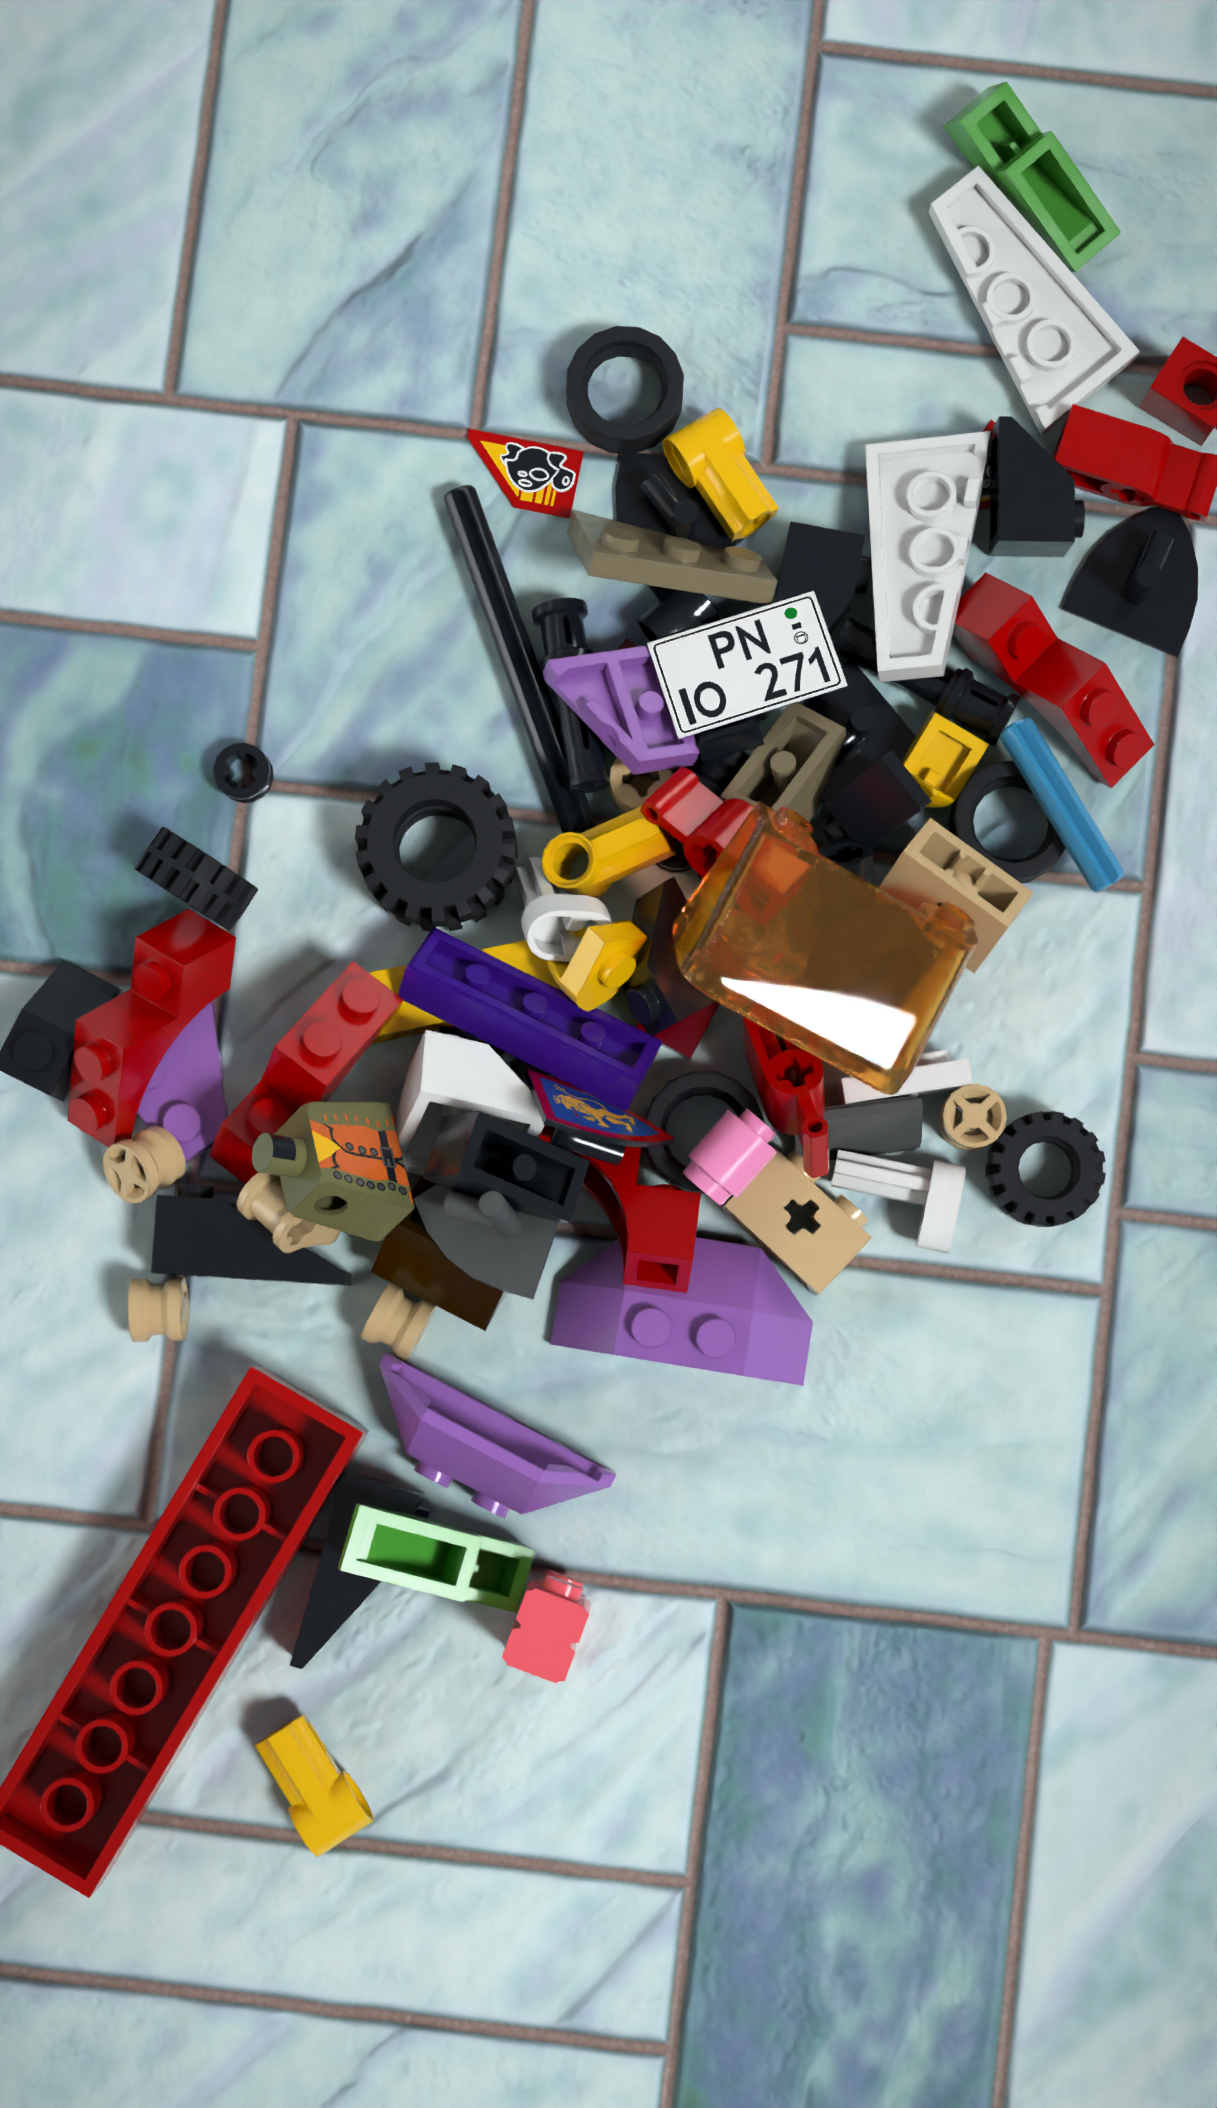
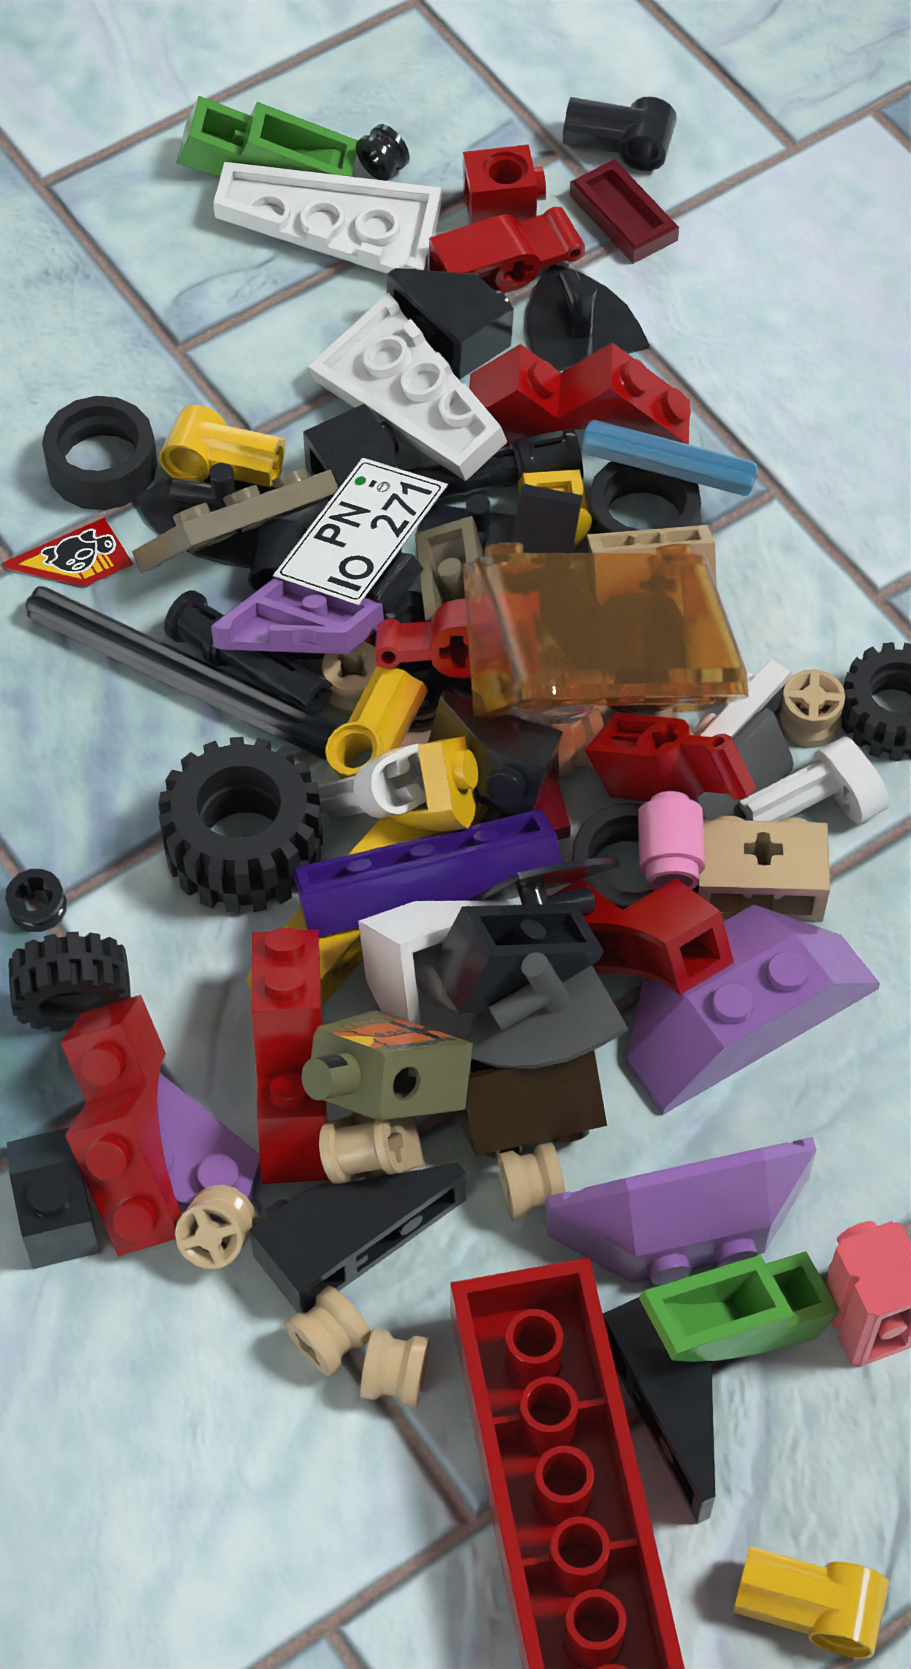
camera: 40 degrees left, 25 degrees down
(180, 1376) = (394, 1367): none -> tan wheel
(1127, 266) = (382, 152): none -> black bush

